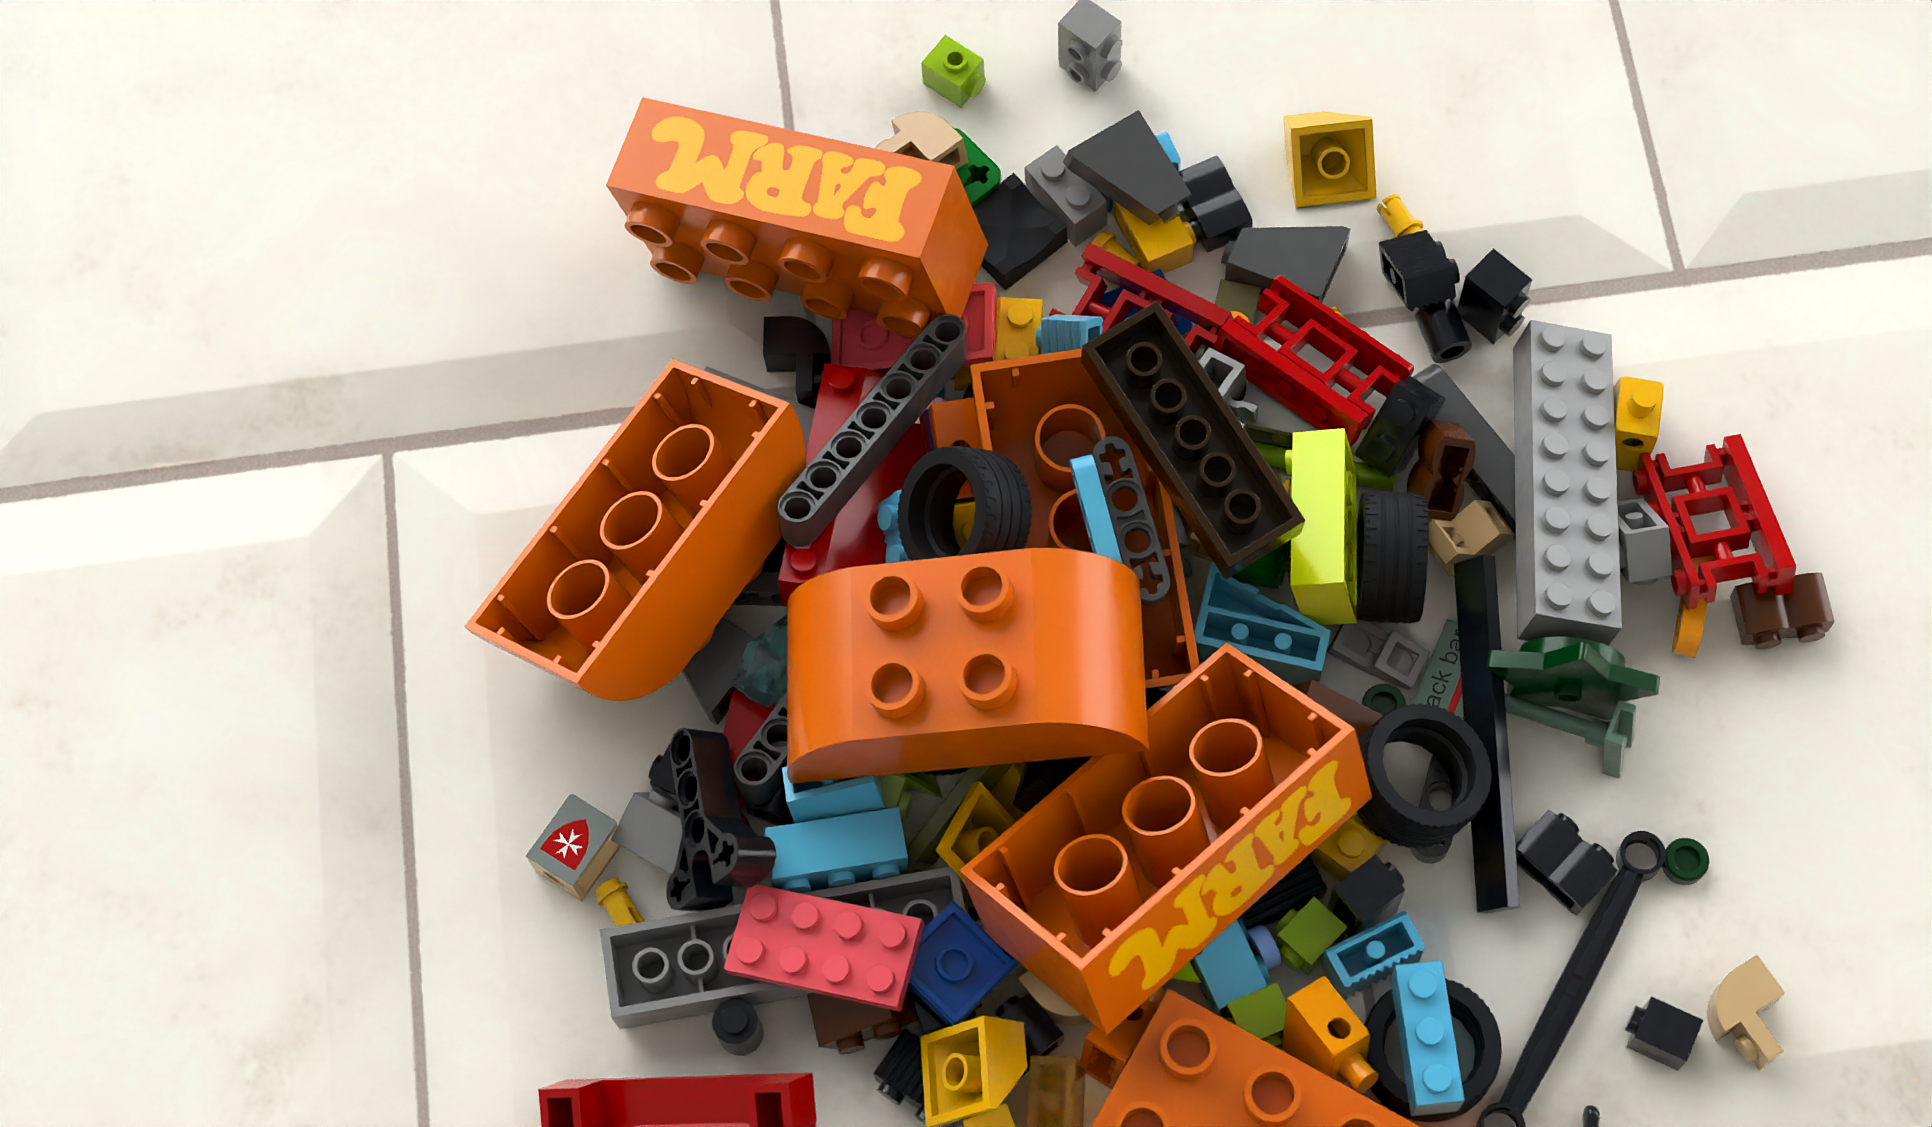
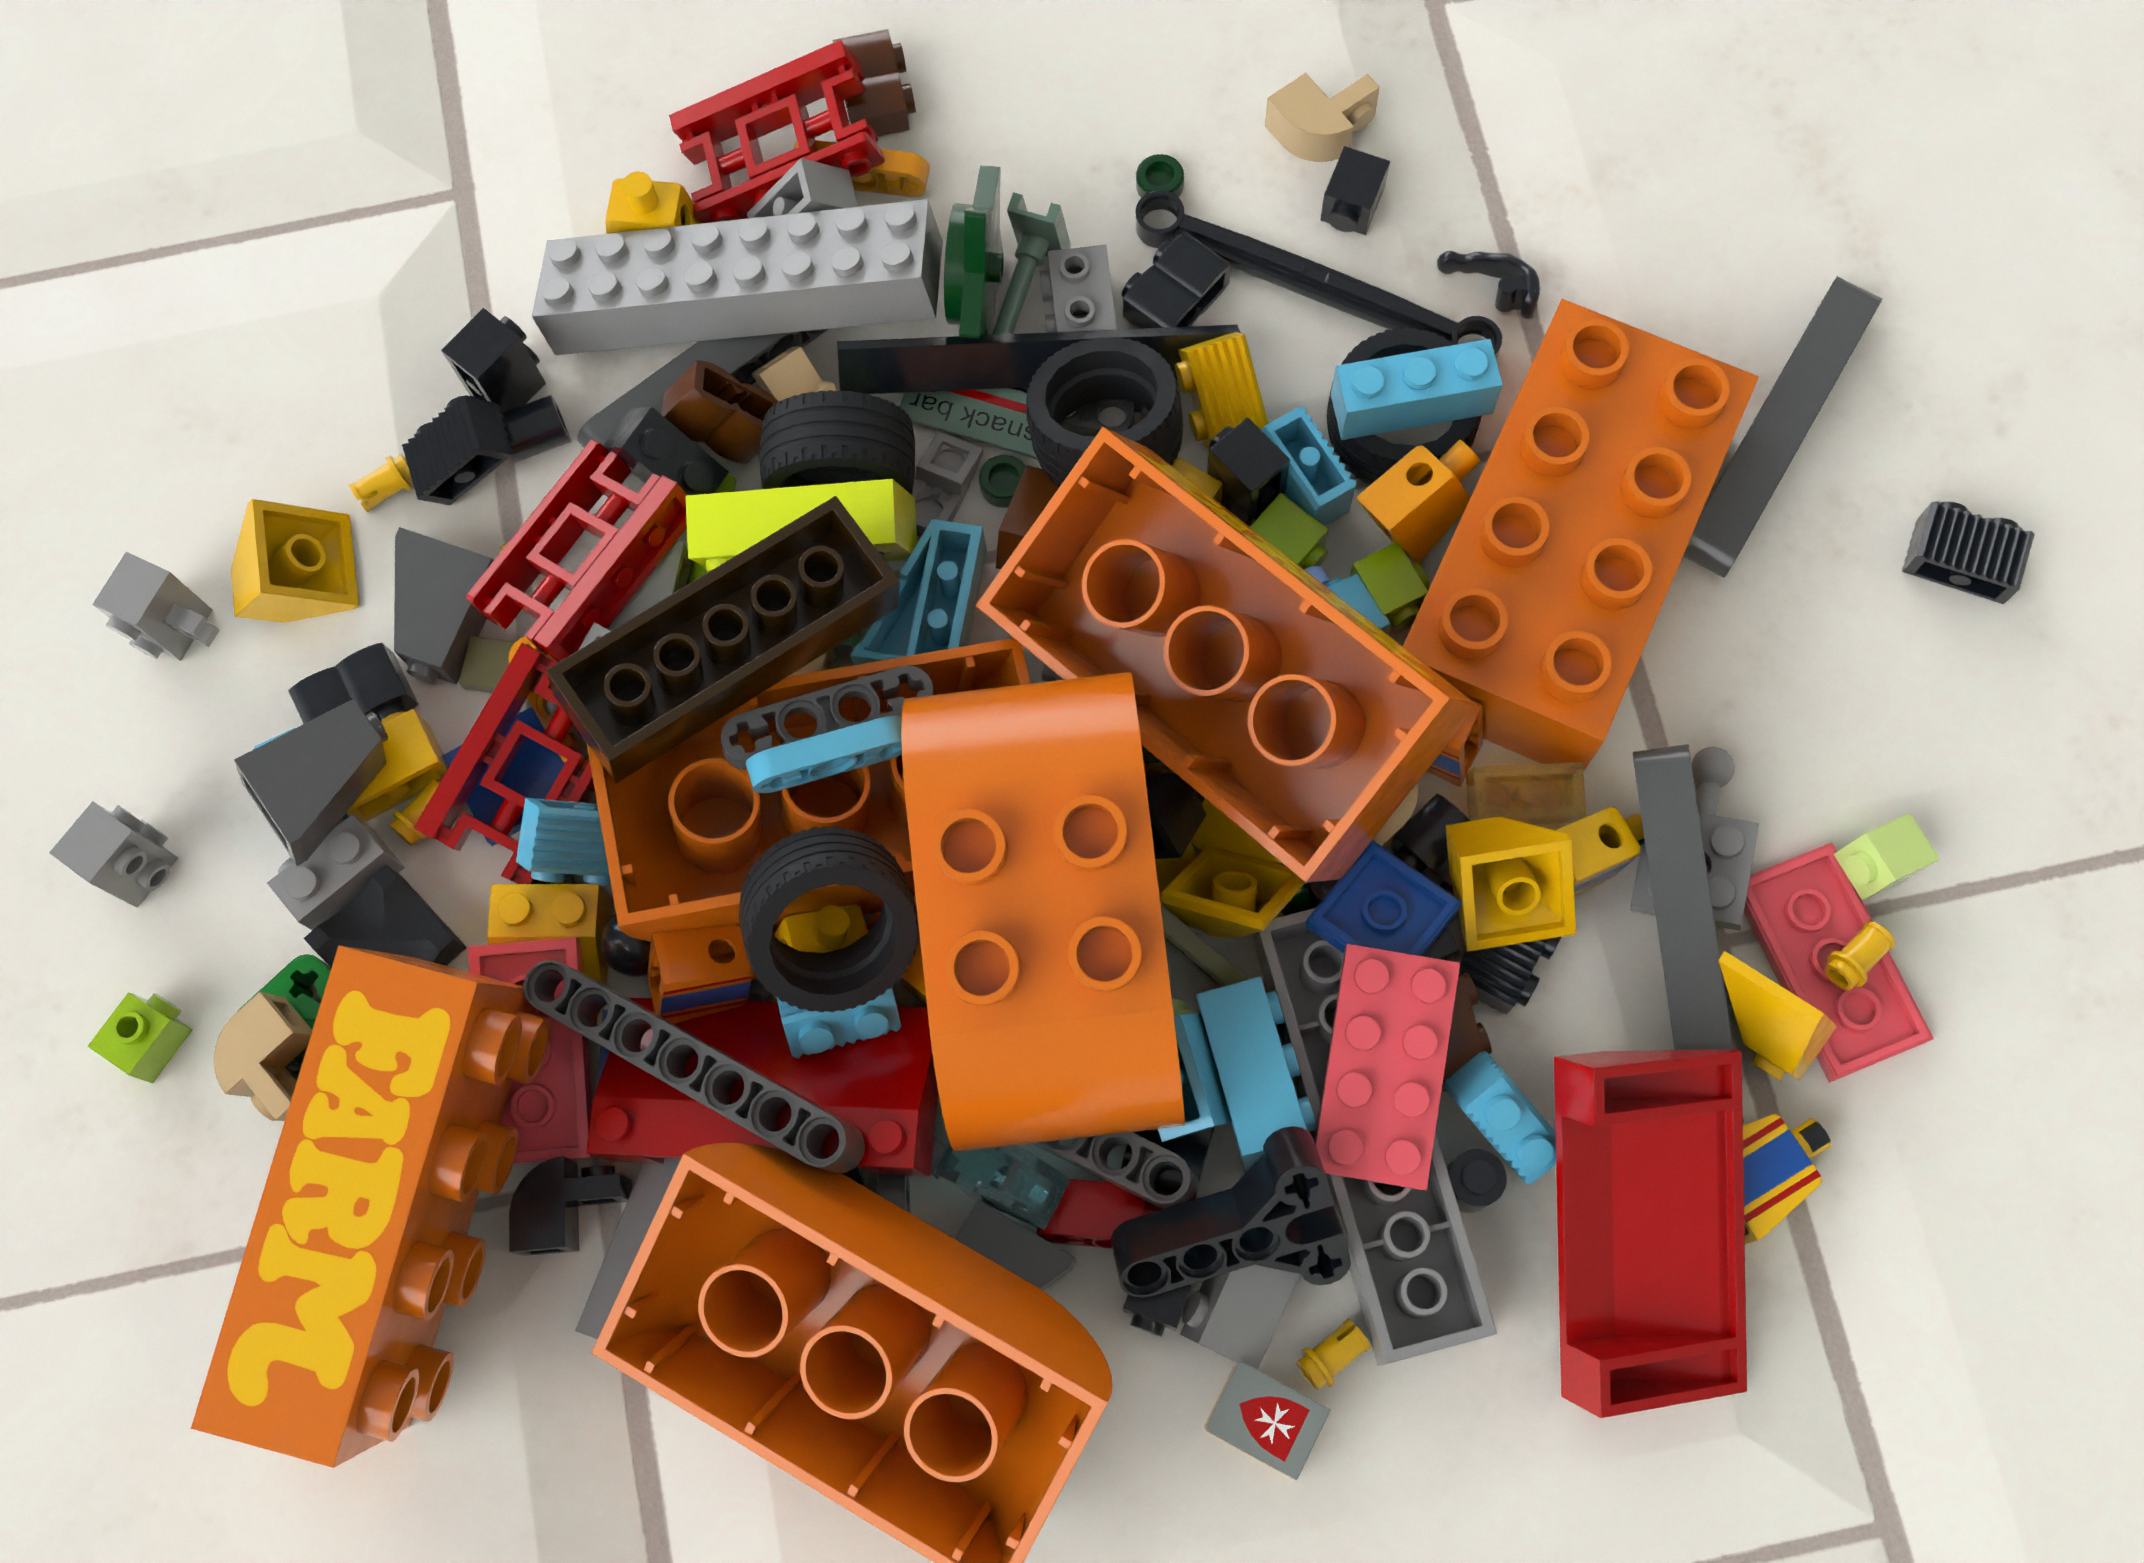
camera: 95 degrees left, 5 degrees up
(784, 1044) = (1504, 1116): none -> medium azure brick
(1288, 58) = (154, 609): none -> light grey brick
(1452, 887) = (1221, 385): none -> yellow brick
(1554, 777) = (1079, 290): none -> light grey brick

